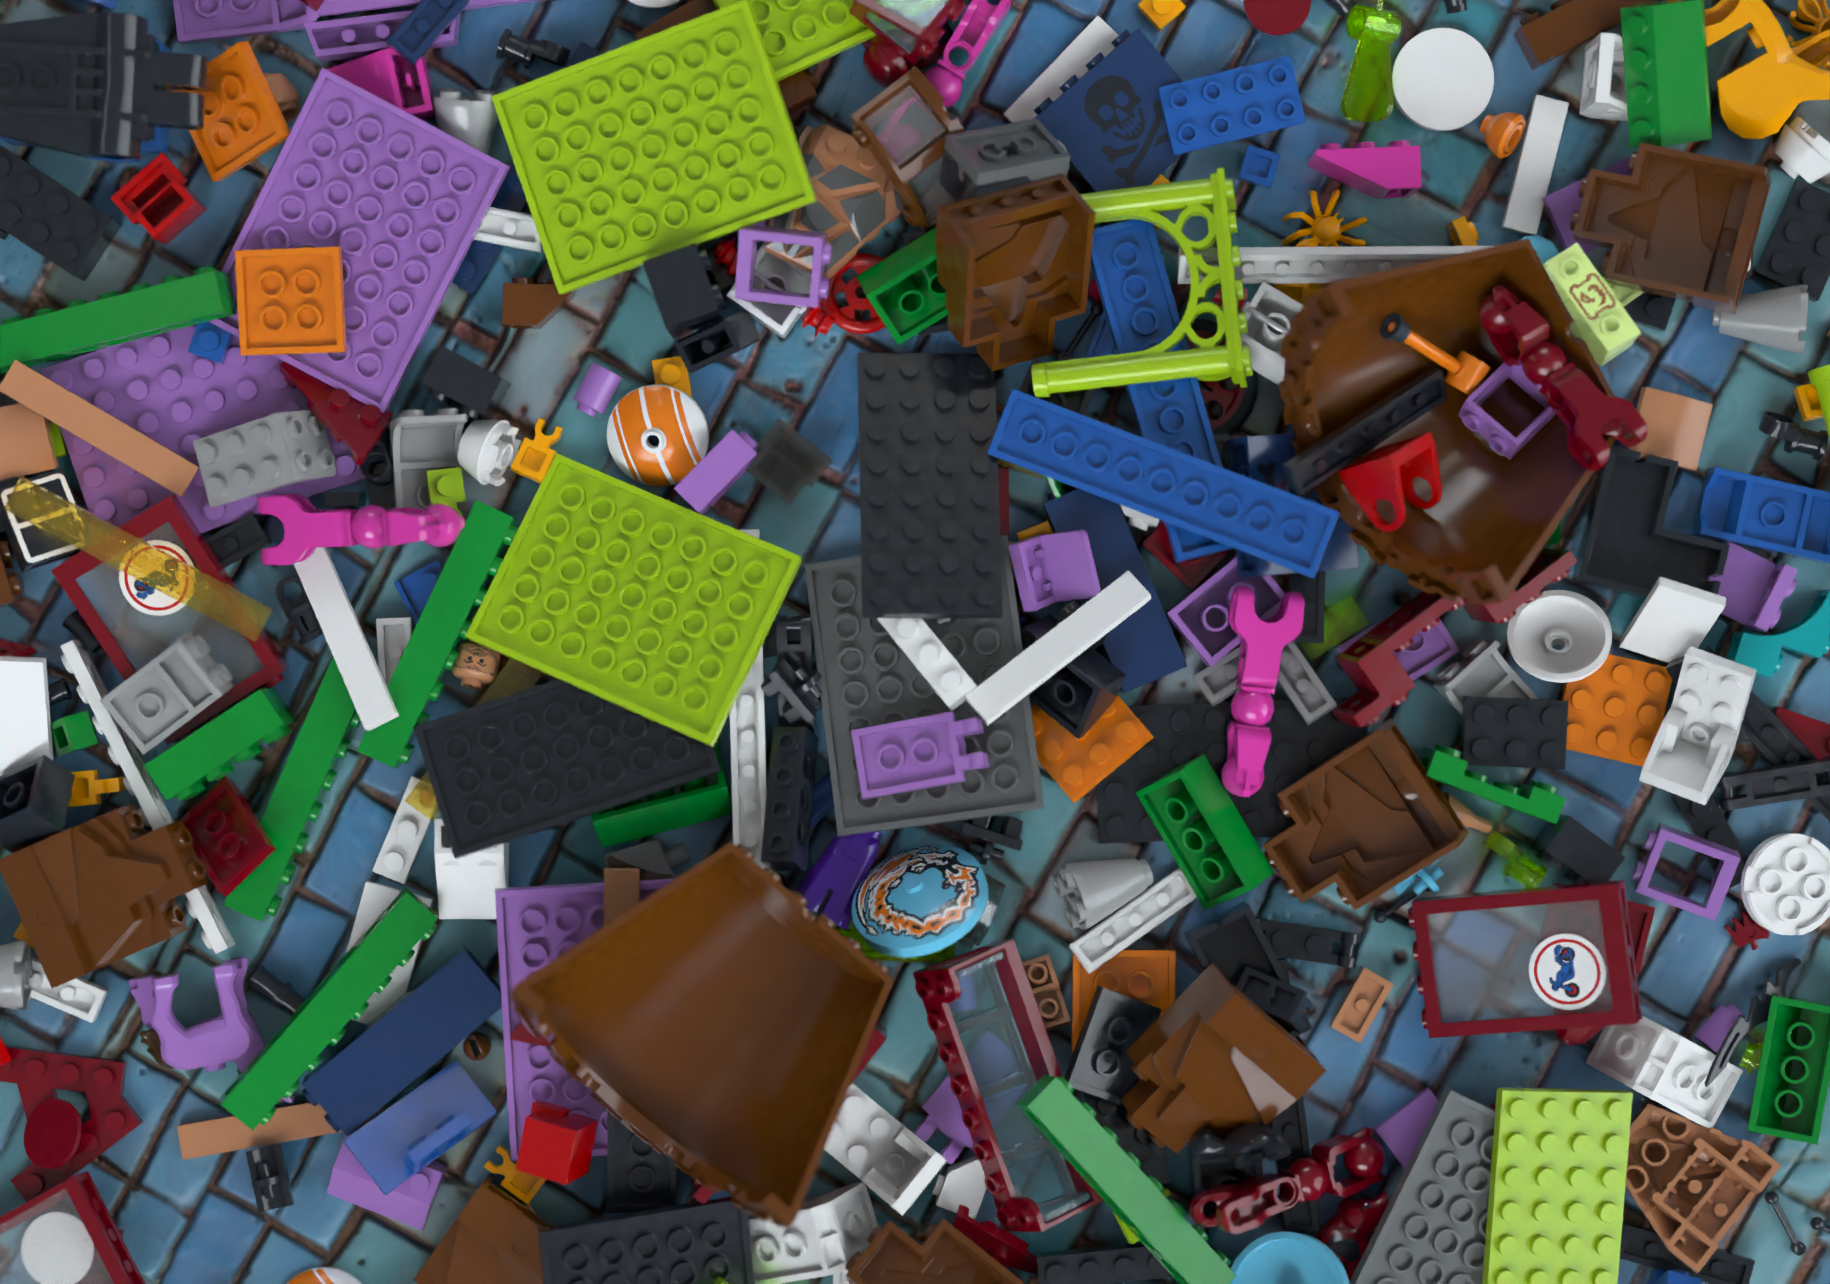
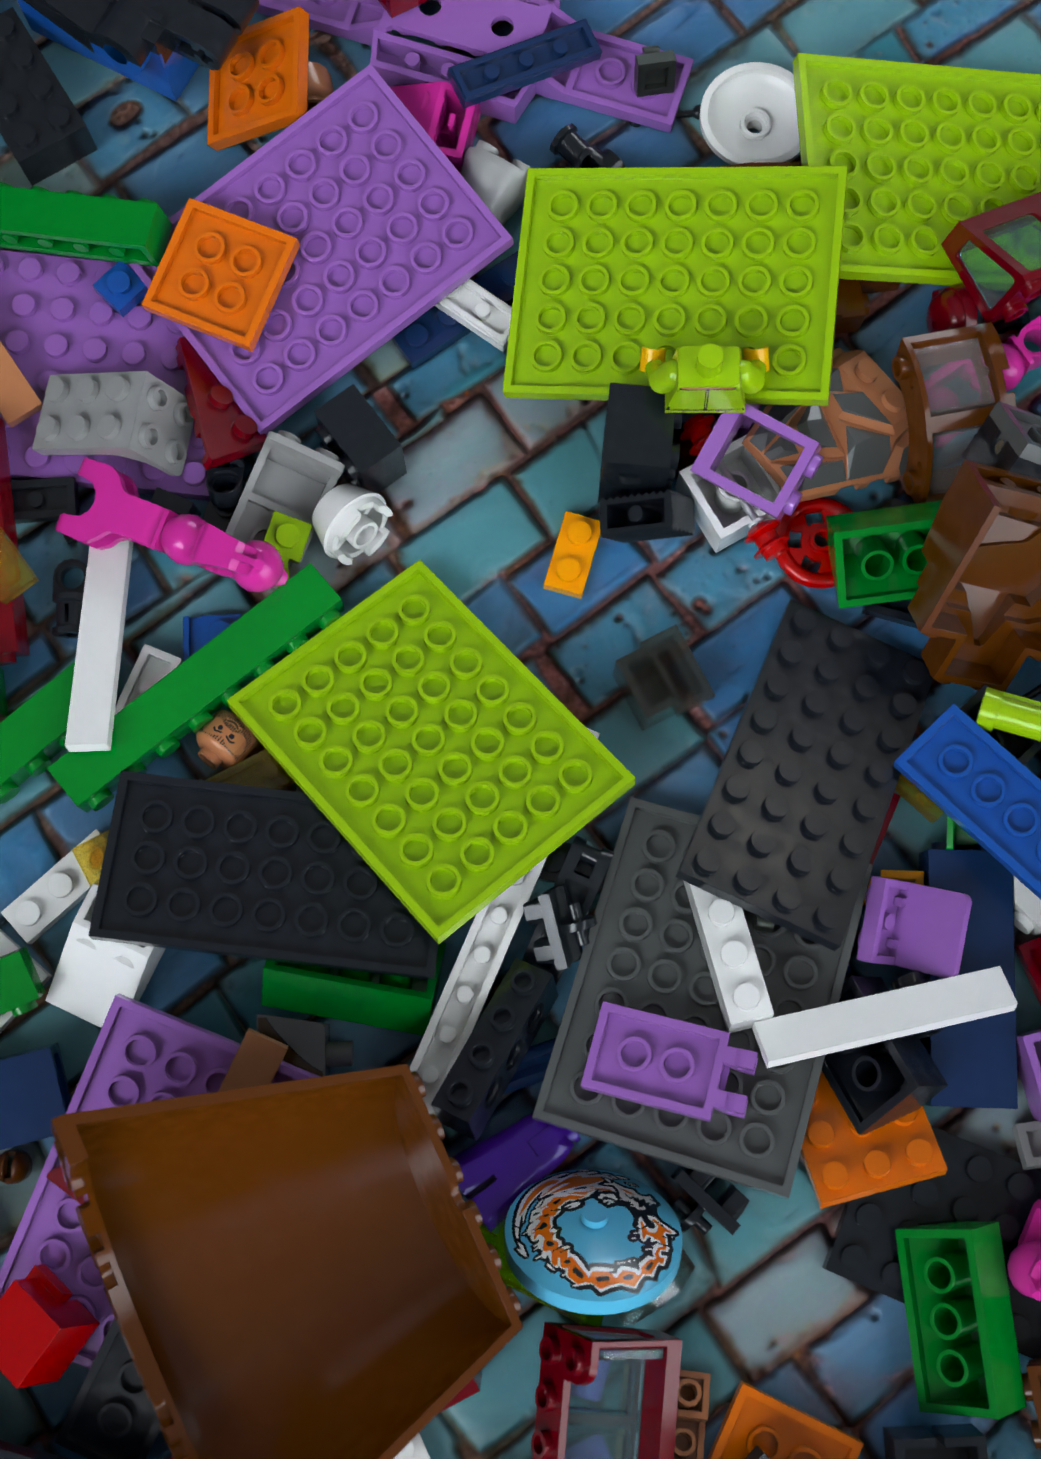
camera: 30 degrees right, 10 degrees down
(159, 200) = (144, 135): red plate -> none
(531, 304) = (469, 399): reddish brown slope -> none
(535, 455) = (398, 552): light orange plate -> none
(596, 390) = (493, 514): medium lavender brick -> none
(670, 417) = (562, 594): orange dish -> none
(715, 231) = (705, 377): none -> lime torso
(718, 471) = (583, 650): medium lavender window -> none
(1099, 888) = (804, 1324): light grey cone -> none
(1133, 921) = (828, 1383): white tile -> none

